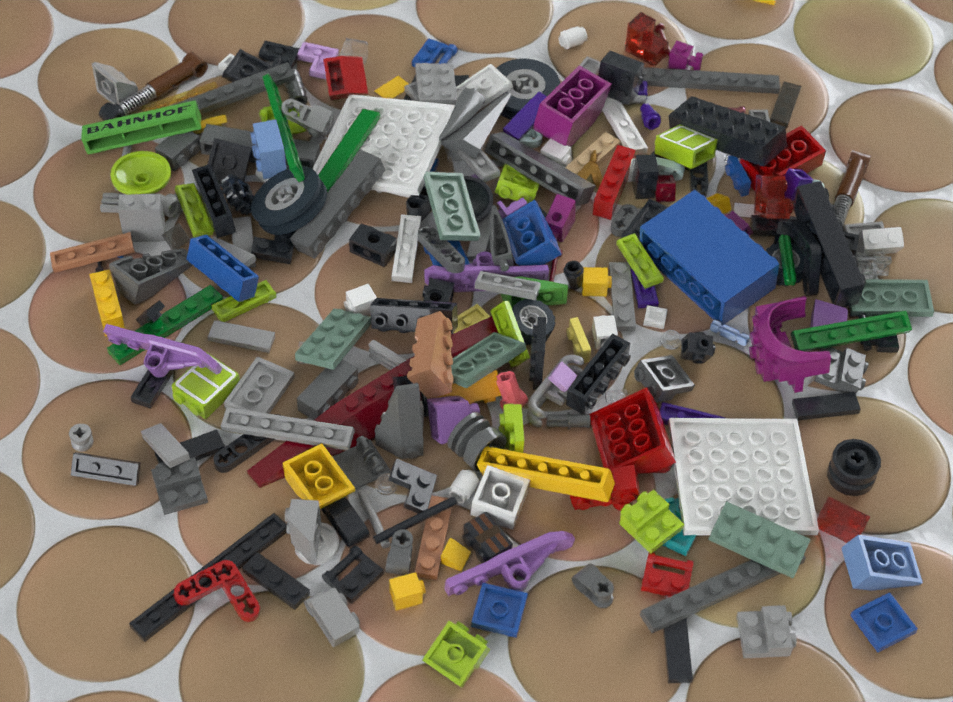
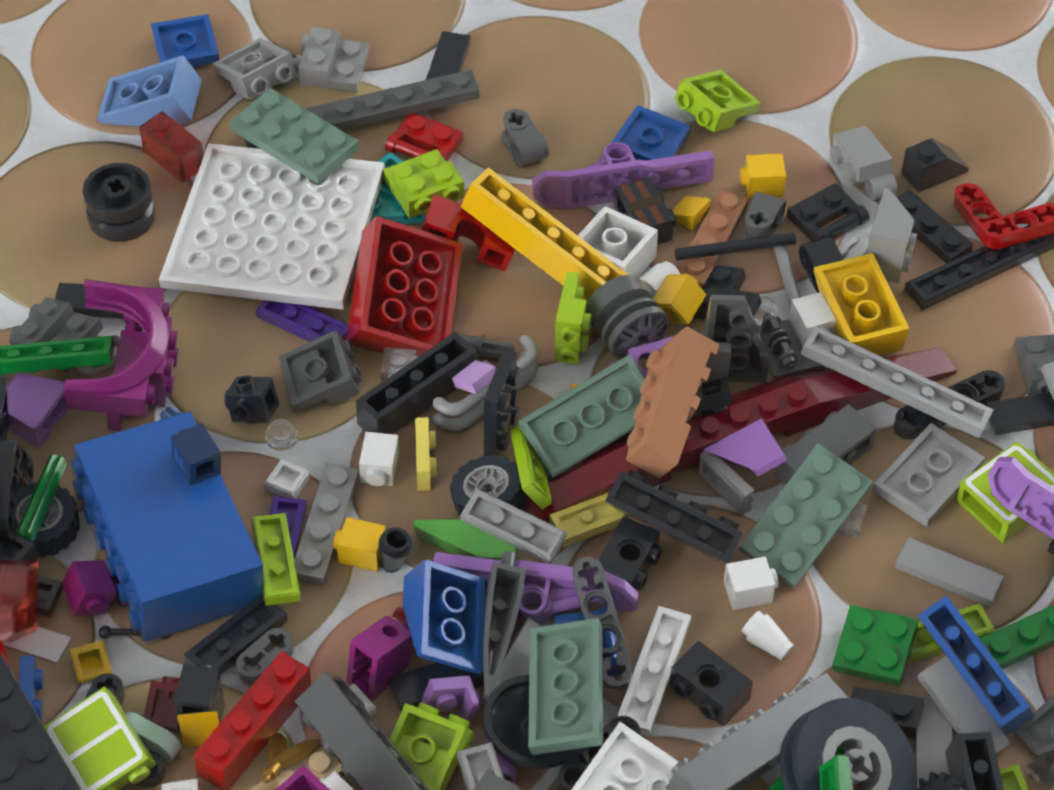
camera: 165 degrees left, 0 degrees up
(277, 630) = (931, 164): none -> black slope
(281, 281) = (875, 645): none -> green plate
(347, 277) = (766, 635): none -> white cone
(353, 468) = (811, 312): none -> white brick
(374, 362) = (751, 448): none -> medium lavender slope
(446, 468) = (679, 297): none -> yellow brick
(510, 390) = (555, 379): coral piece -> none
(705, 265) = (196, 454): none -> dark blue brick
(818, 605) = (256, 68): none -> light grey plate

